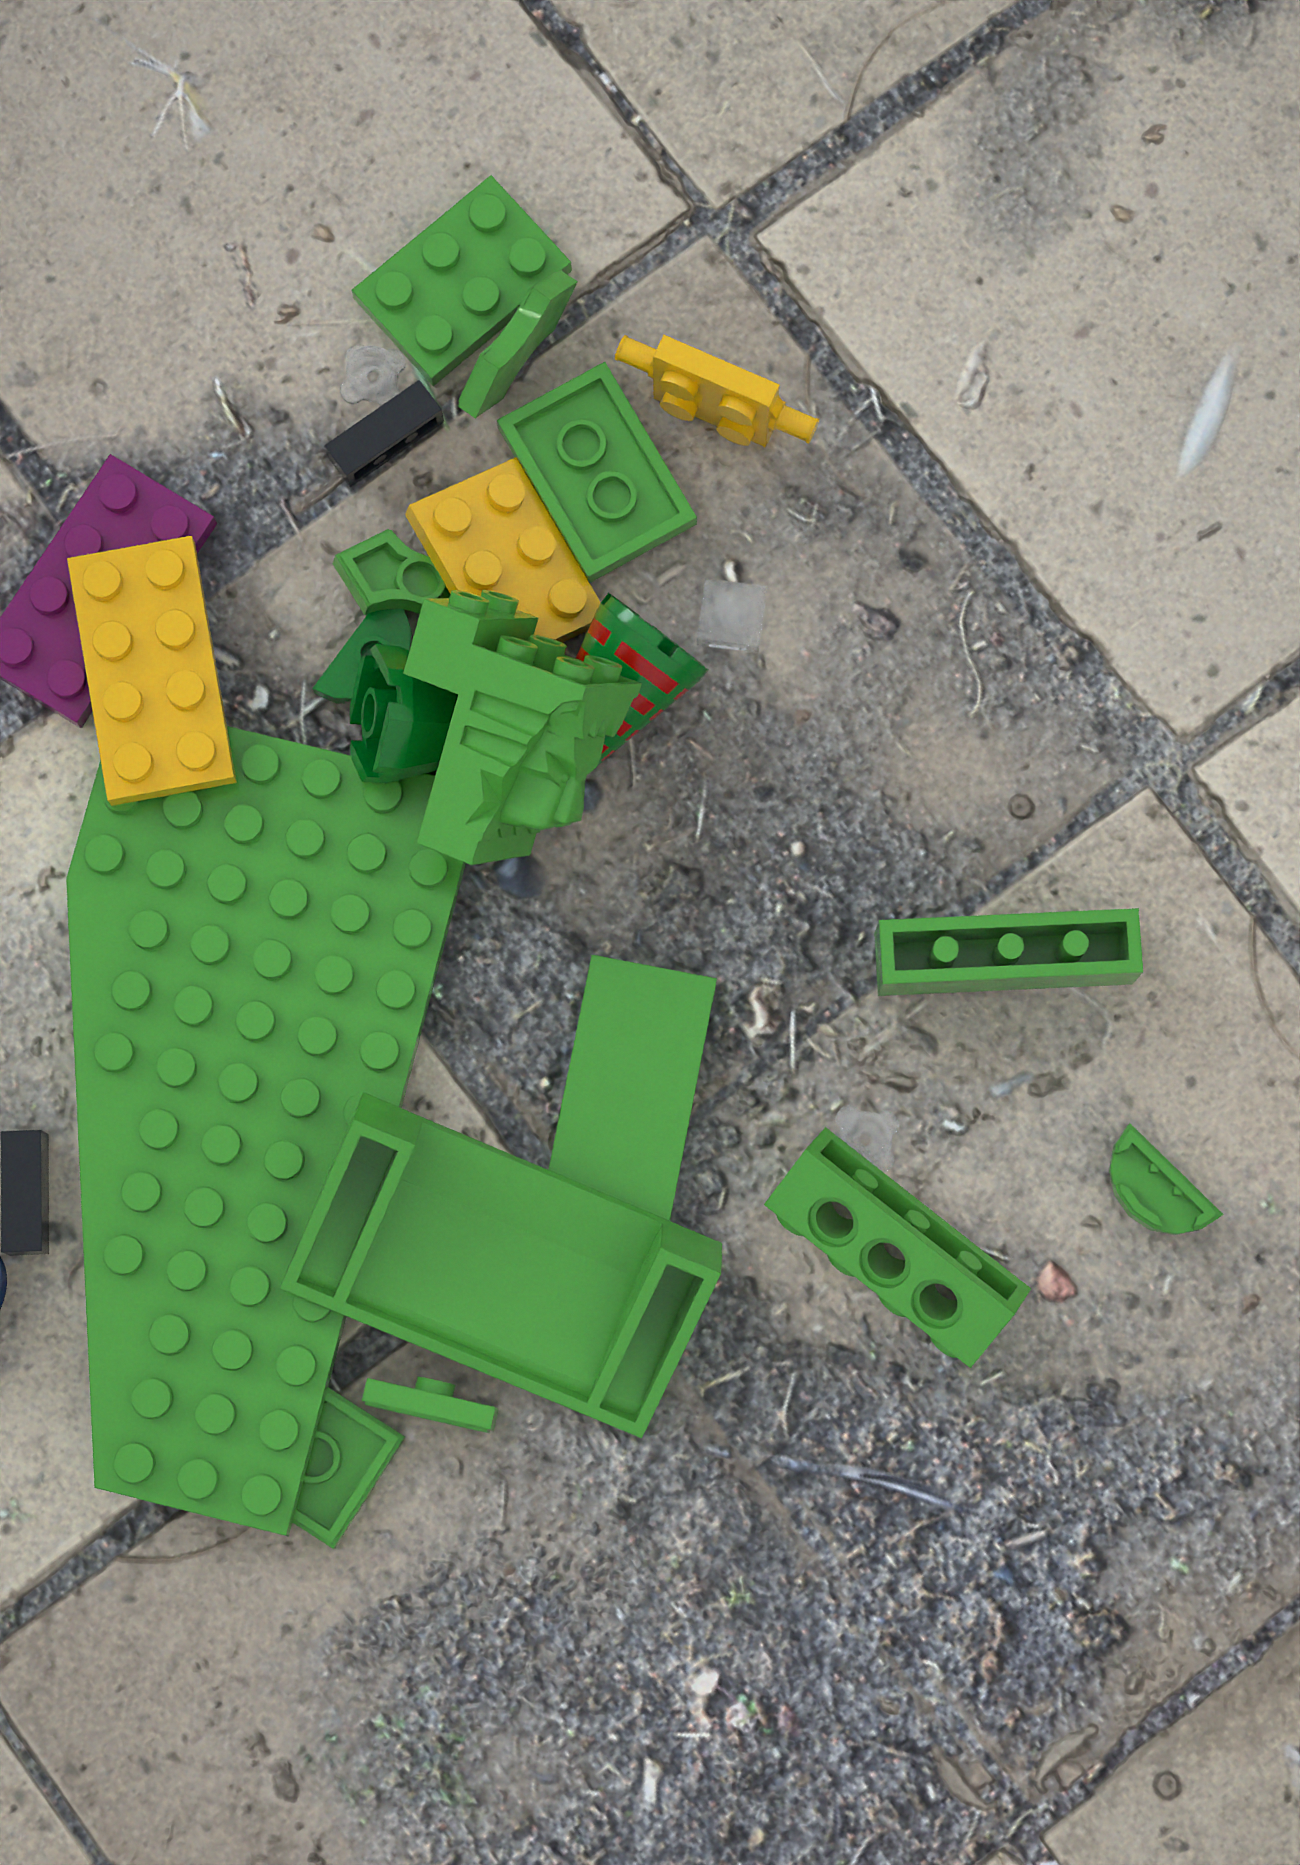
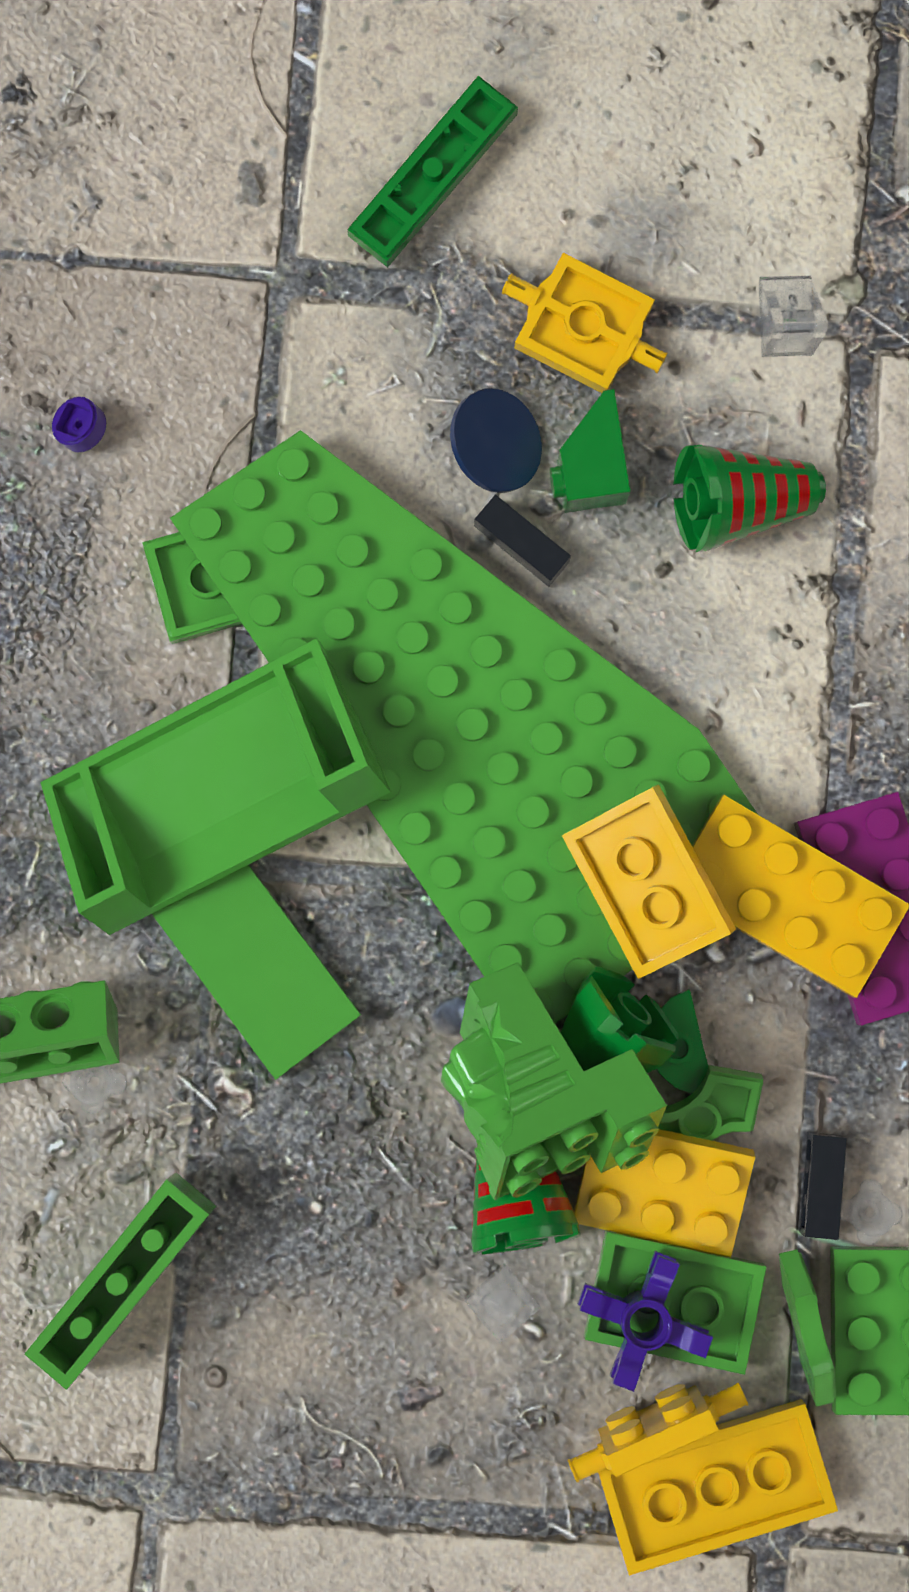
camera: 130 degrees right, 5 degrees up
(244, 796) = (649, 882): none -> yellow plate
(270, 1714) = (79, 424): none -> dark purple tile
(430, 1401) = (172, 673): bright green plate -> none
(675, 462) = (636, 1344): none -> dark purple pin
(720, 299) = (721, 1489): none -> yellow plate

